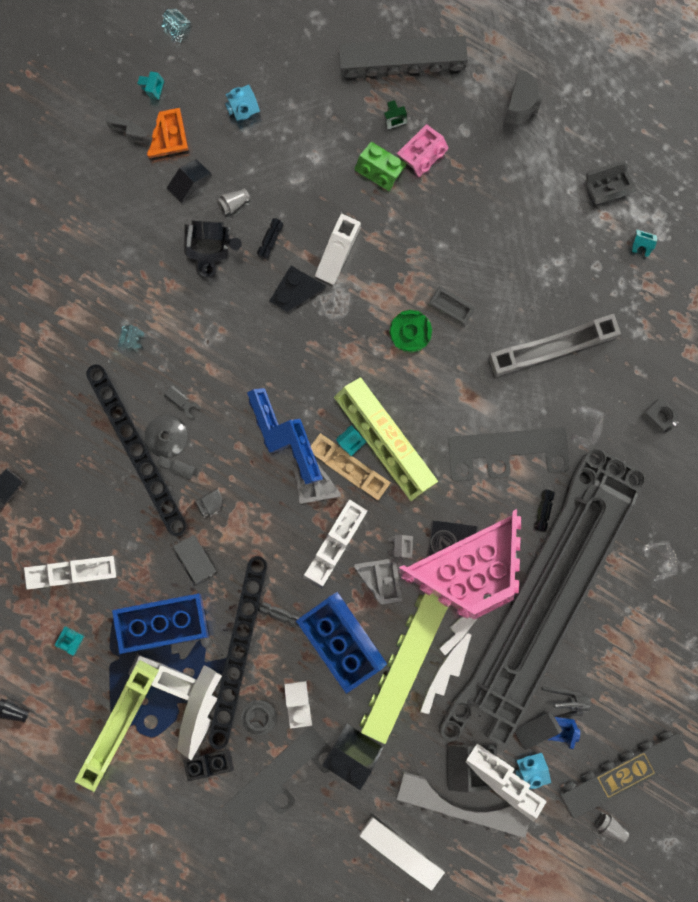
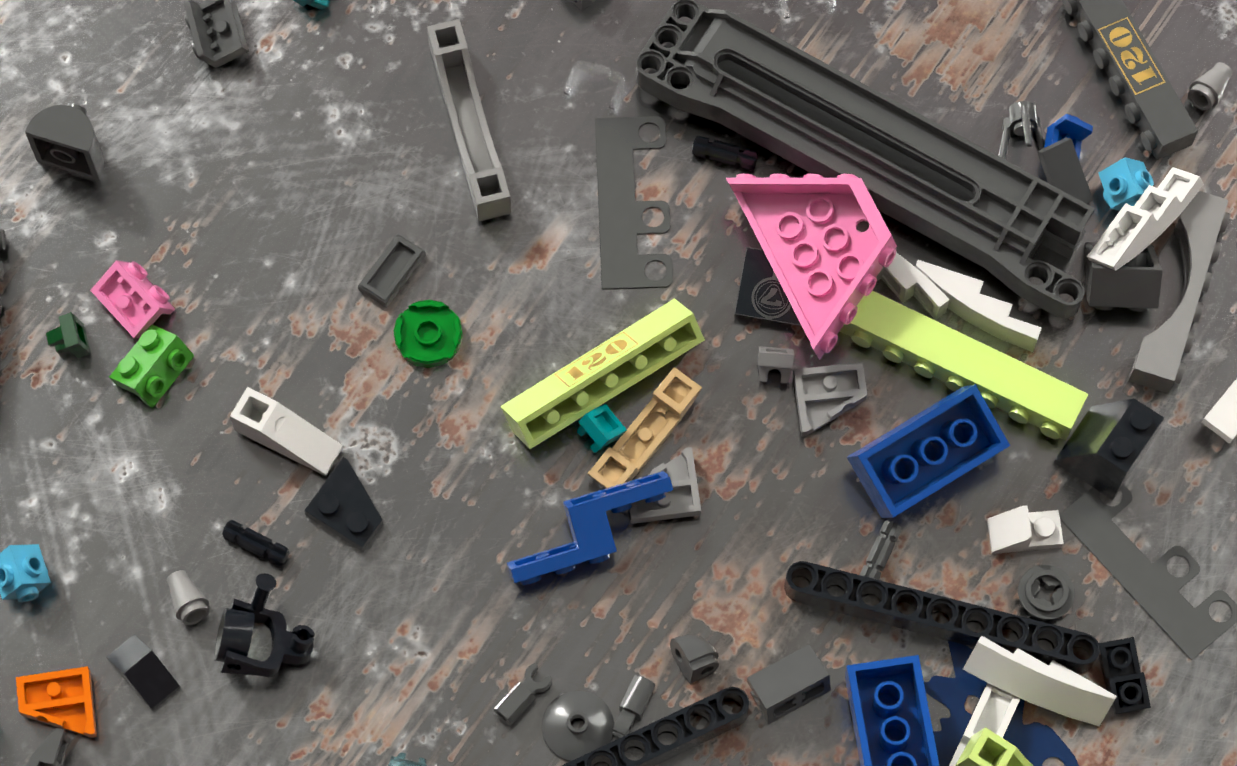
camera: 90 degrees left, 15 degrees down
(335, 544) = (767, 462): white slope -> none

